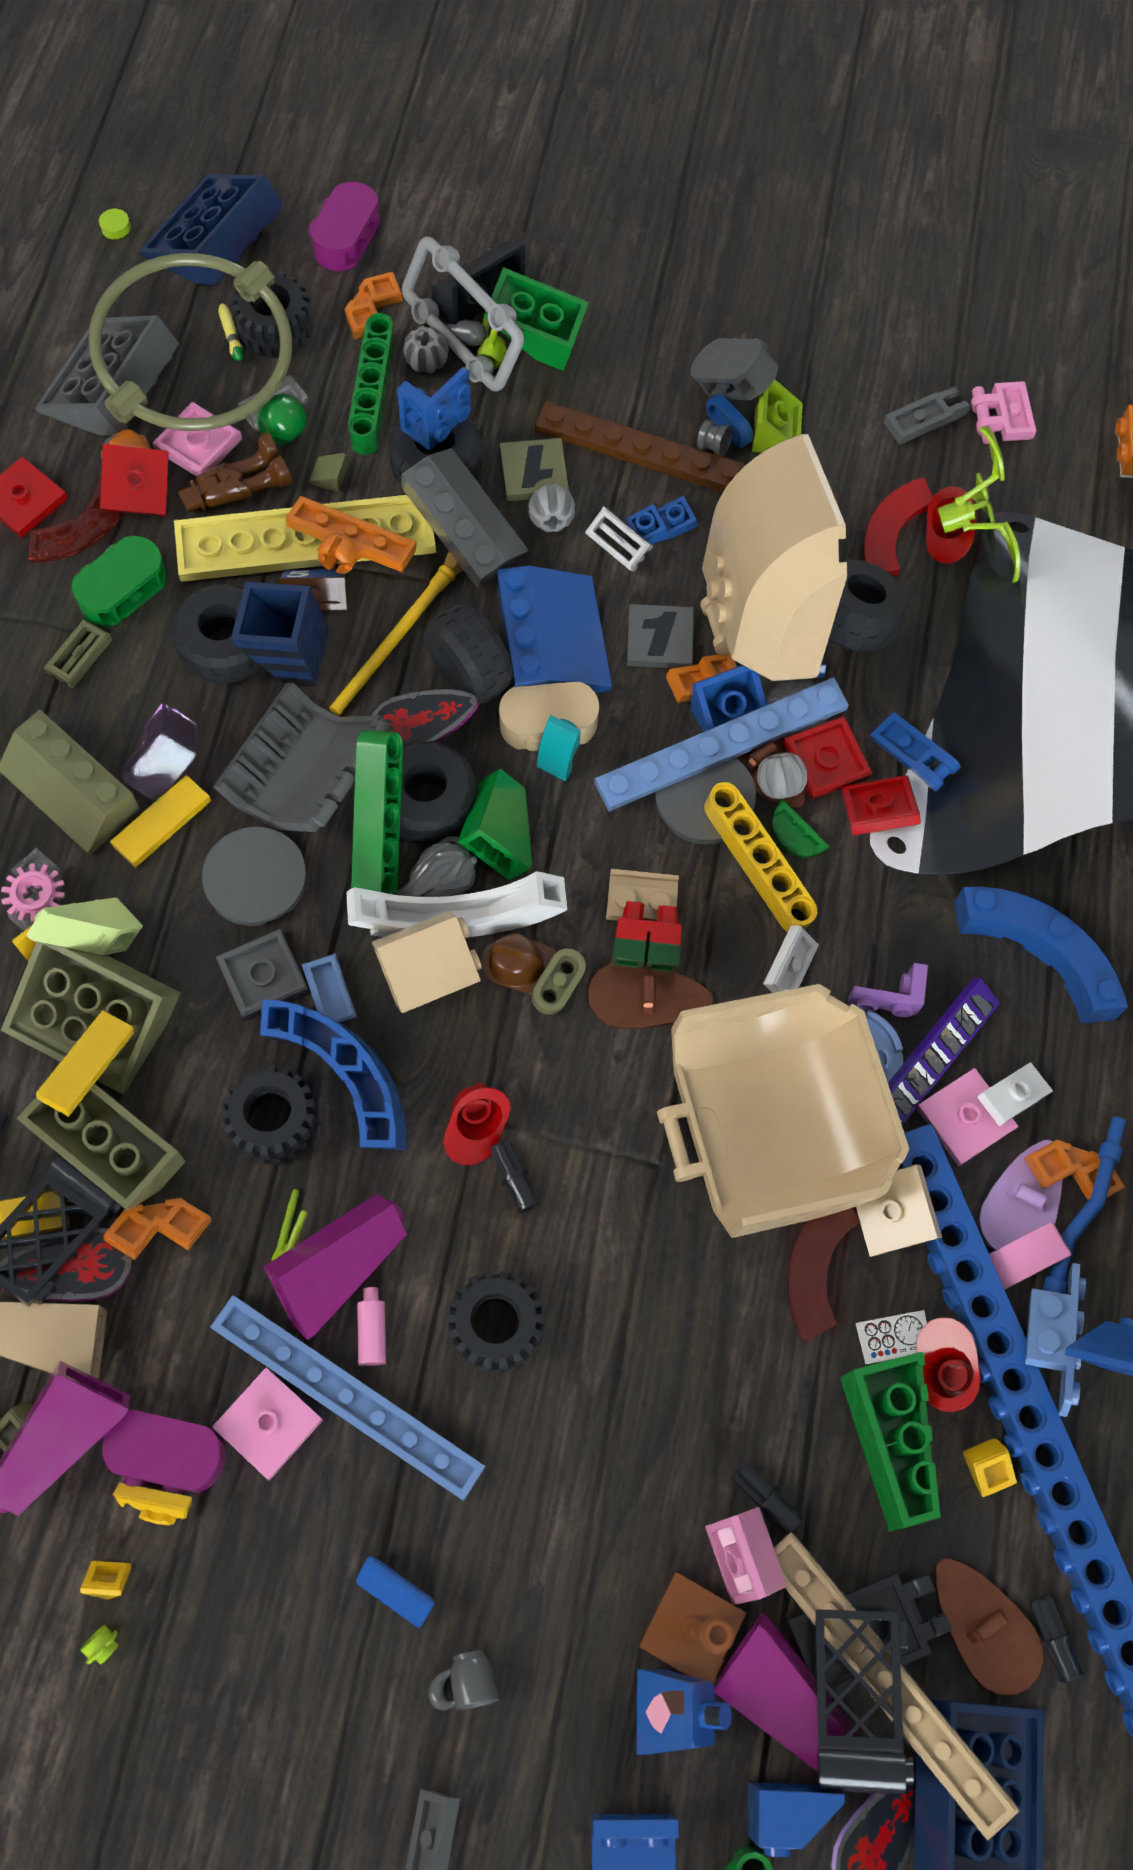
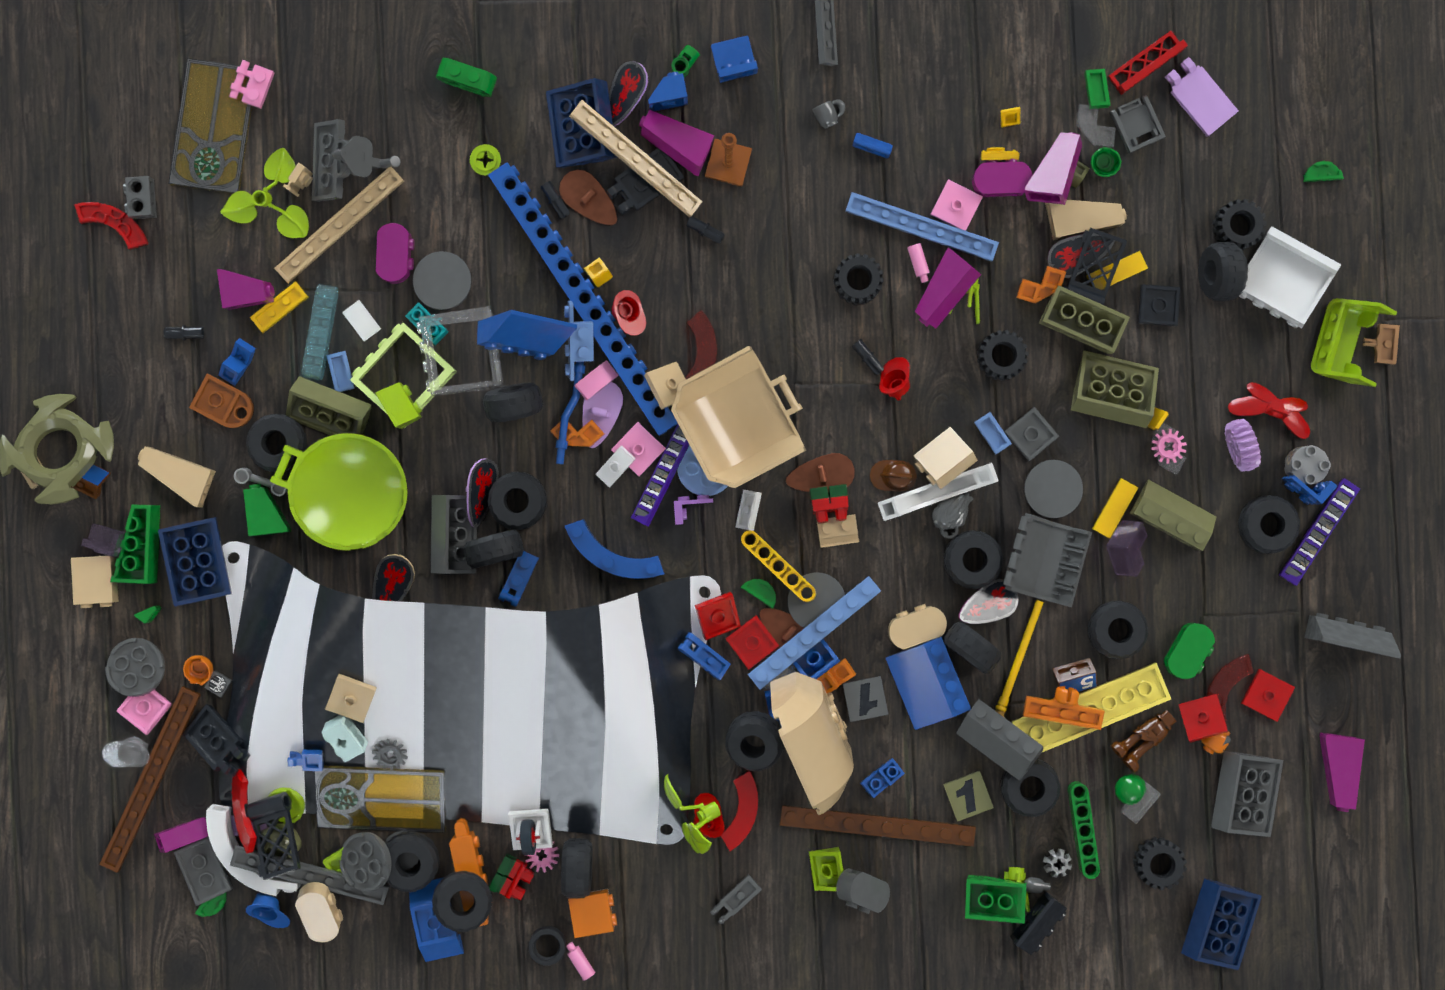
camera: 165 degrees right, 20 degrees up
(82, 656) = (1190, 598): olive tile -> none
(85, 1063) = (1104, 353): yellow tile -> none
(89, 926) = (1129, 428): yellowish green slope -> none
(100, 1645) = (1003, 88): lime plate -> none
(114, 224) = (1284, 913): lime tile -> none
(129, 399) = (1176, 870): olive piece -> none
(197, 449) = (1176, 761): bright pink plate -> none
(236, 347) = (1179, 842): light yellow piece -> none
(282, 631) = (1083, 632): dark blue slope -> none
(329, 471) = (1090, 761): olive slope -> none
(345, 226) = (1136, 947): magenta brick -> none
(372, 294) = (1103, 902): orange tile -> none
(372, 1087) = (968, 392): blue brick -> none
(377, 811) = (995, 531): green beam -> none
(432, 418) = (1032, 793): blue bracket -> none
(499, 315) = (1065, 895): light grey bar -> none
(499, 825) = (927, 549): green slope -> none
(551, 508) = (950, 766): light grey piece -> none
(557, 982) = (871, 468): olive plate -> none
(558, 746) = (906, 604): teal slope -> none
(638, 555) = (904, 760): tile -> none
(676, 1712) = (729, 119): blue torso -> none
(714, 437) = (863, 844): dark grey wheel -> none
(723, 412) = (857, 860): blue tile -> none
(746, 1557) = (709, 200): bright pink slope -> none
(782, 775) = (776, 619): light grey piece -> none
(859, 1761) = (641, 120): black piece -> none
(890, 1336) = (658, 324): white sticker -> none
(896, 1437) = (651, 278): green wedge -> none
(1012, 408) = (683, 917): bright pink plate -> none

